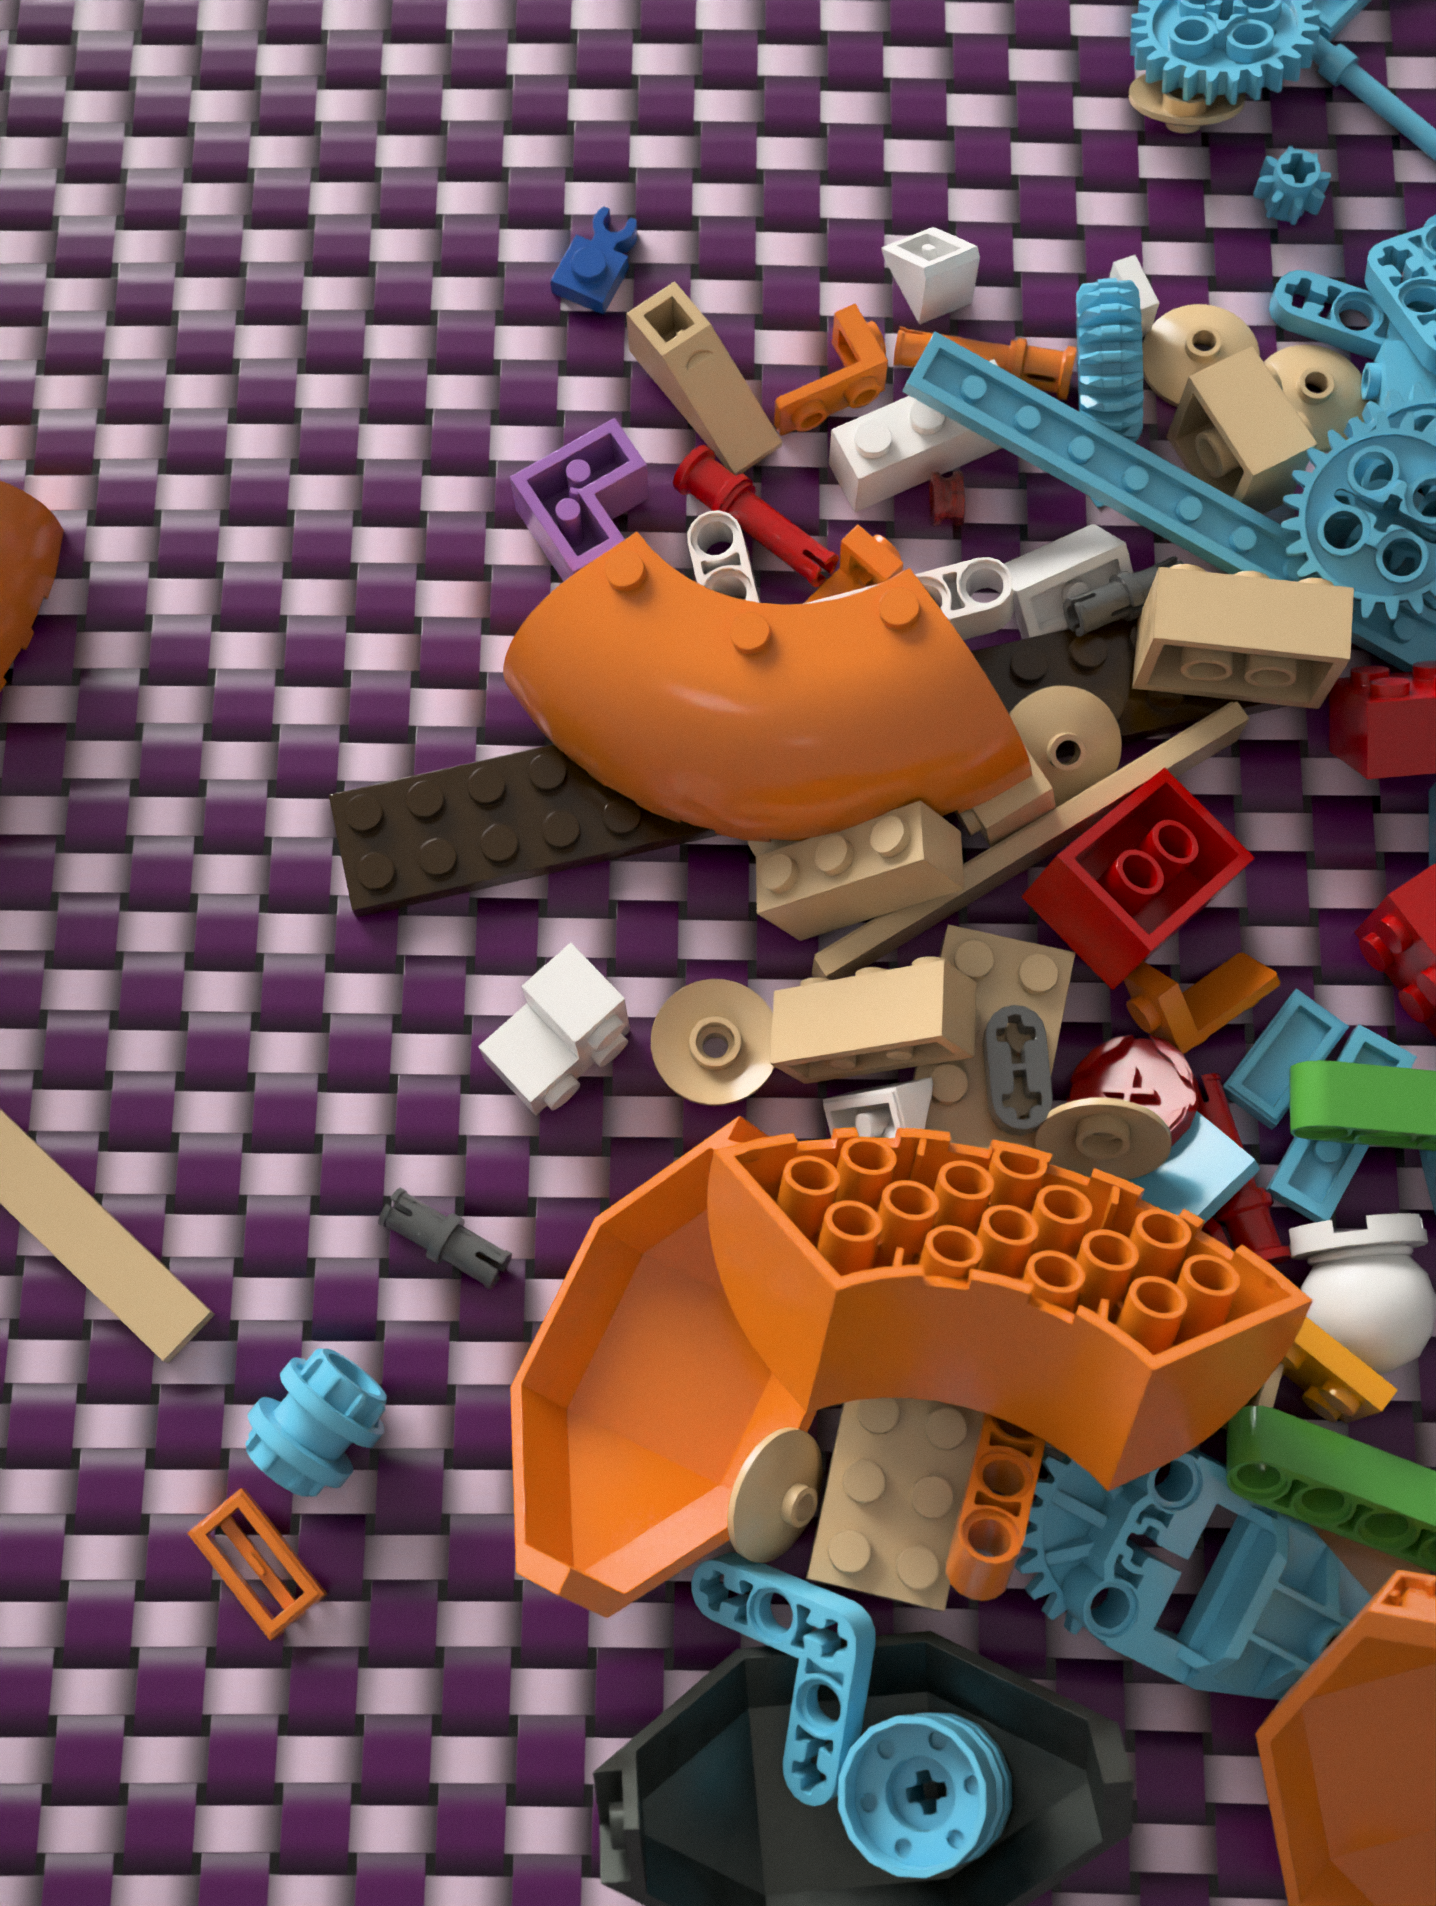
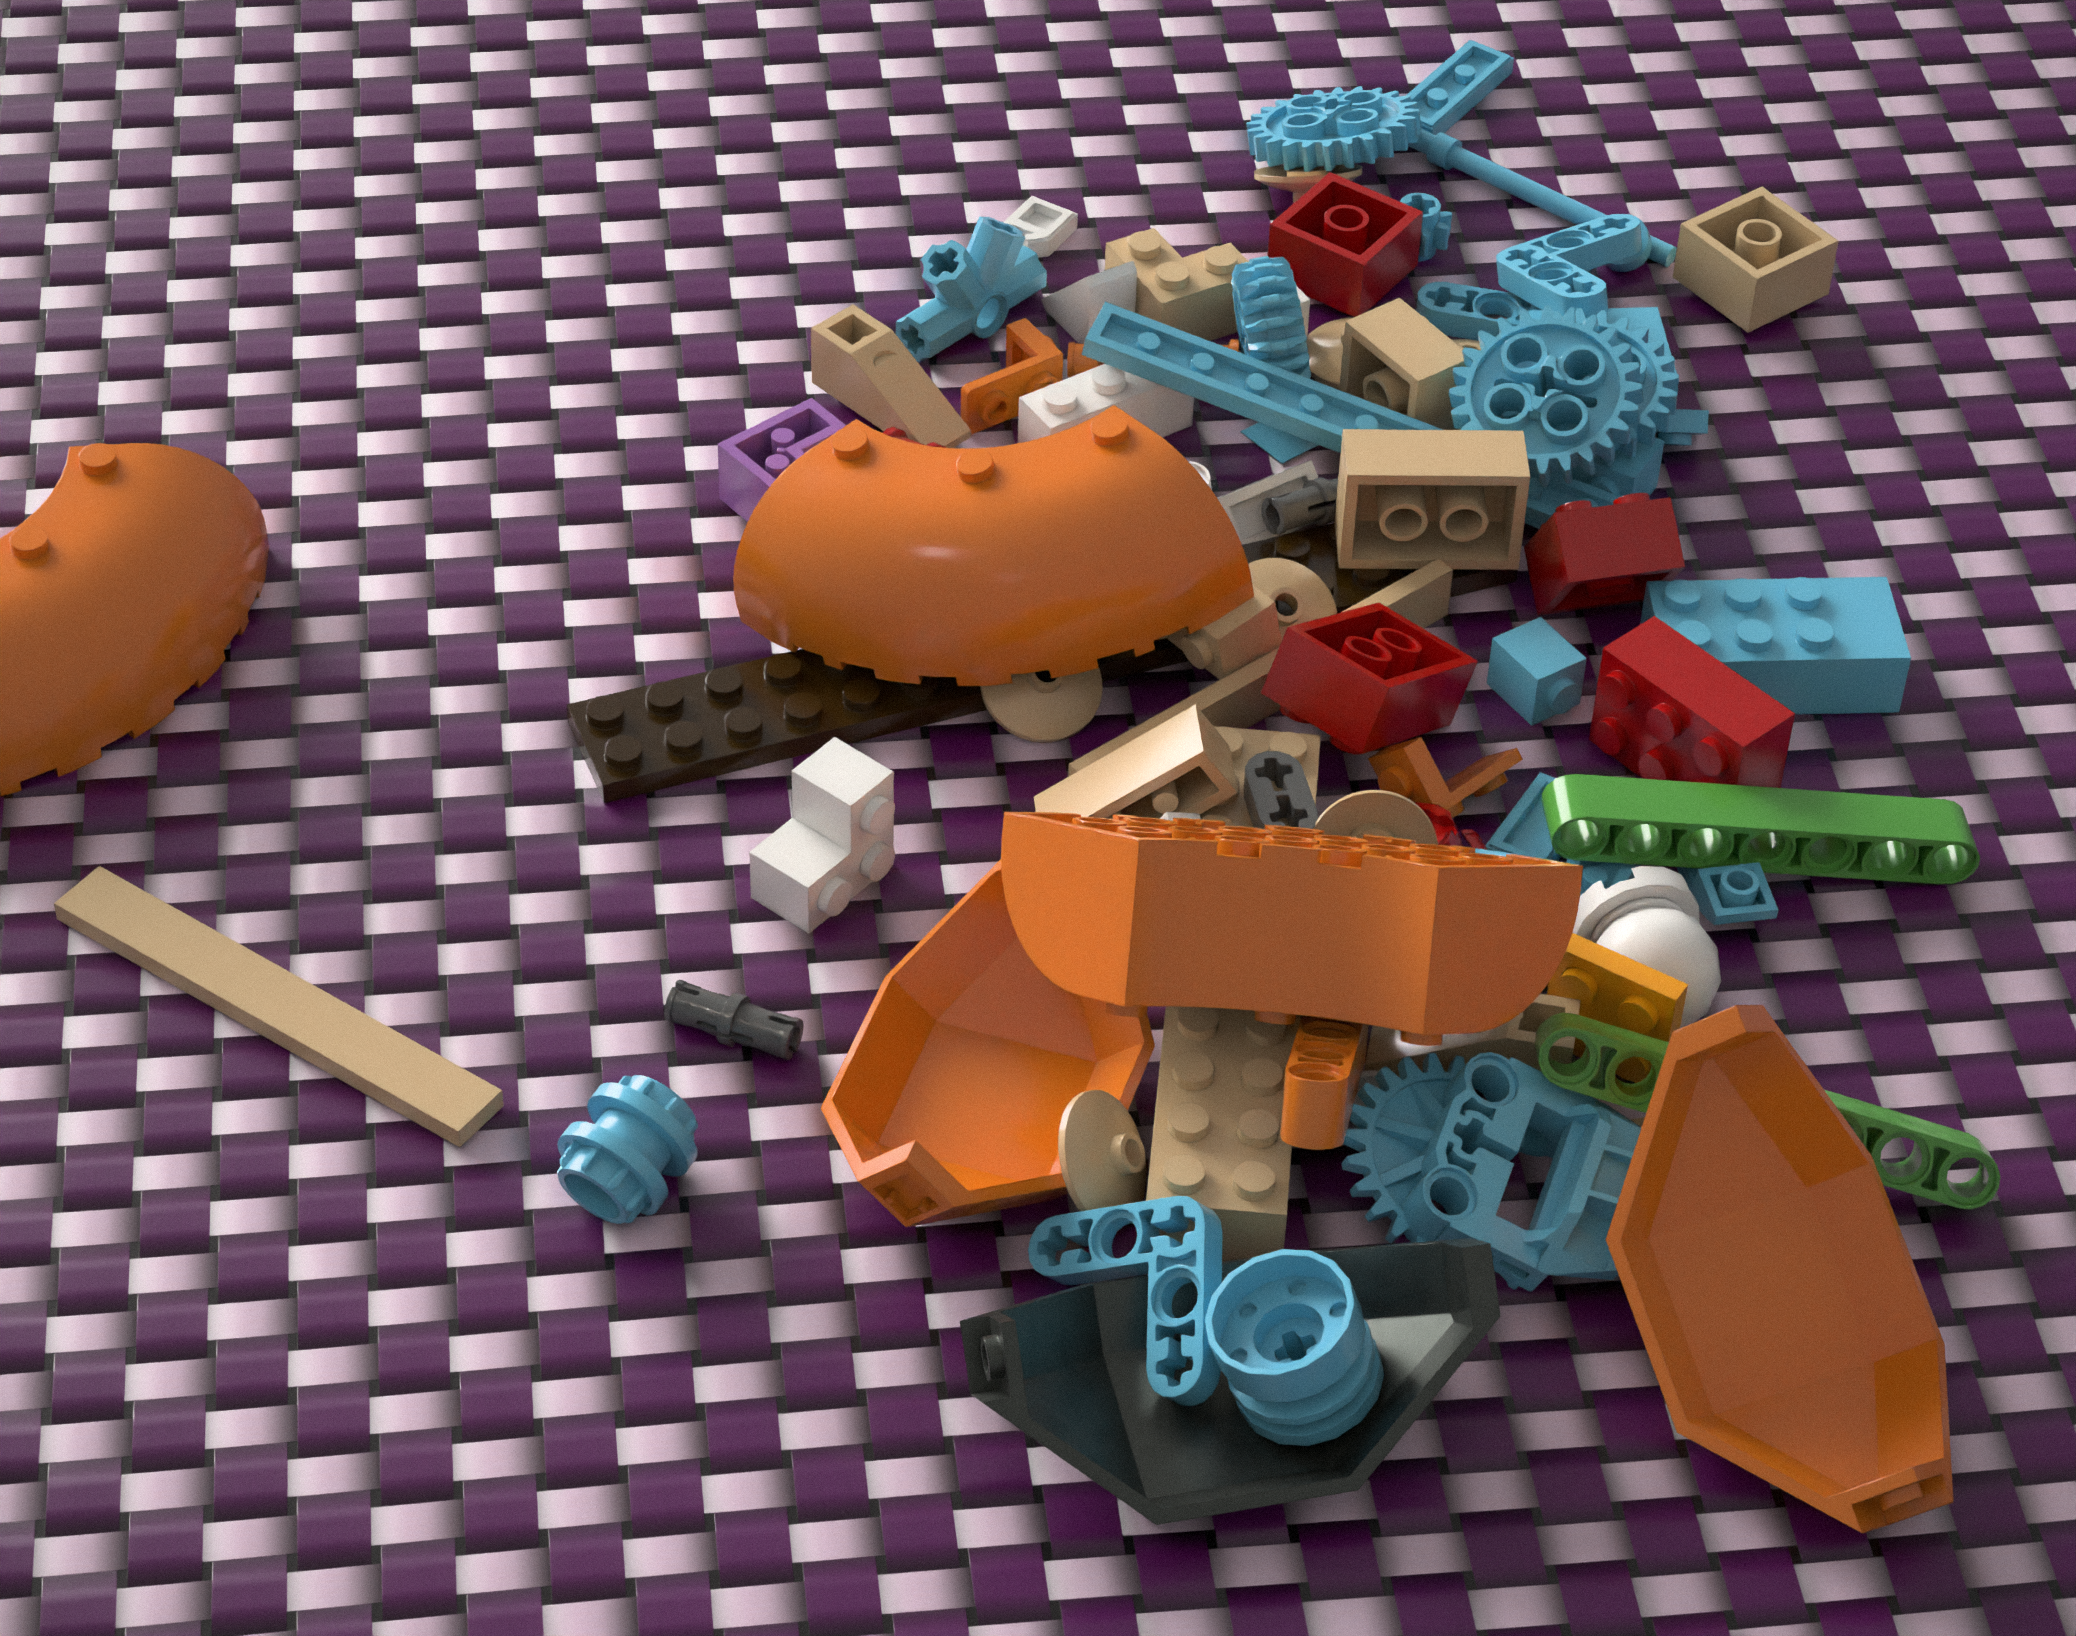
camera: 10 degrees left, 30 degrees down
(293, 1607) = (566, 1293): orange tile -> none
(595, 267) = (768, 329): blue plate -> none
(713, 1011) = (962, 842): tan dish -> none
(806, 251) = (971, 288): none -> medium azure piece
(860, 872) = (1101, 687): tan brick -> none
(882, 148) = (1043, 225): none -> white tile
(1021, 273) = (1180, 291): none -> tan brick
(1208, 215) = (1347, 243): none -> red brick
(1315, 853) = (1536, 671): none -> medium azure brick

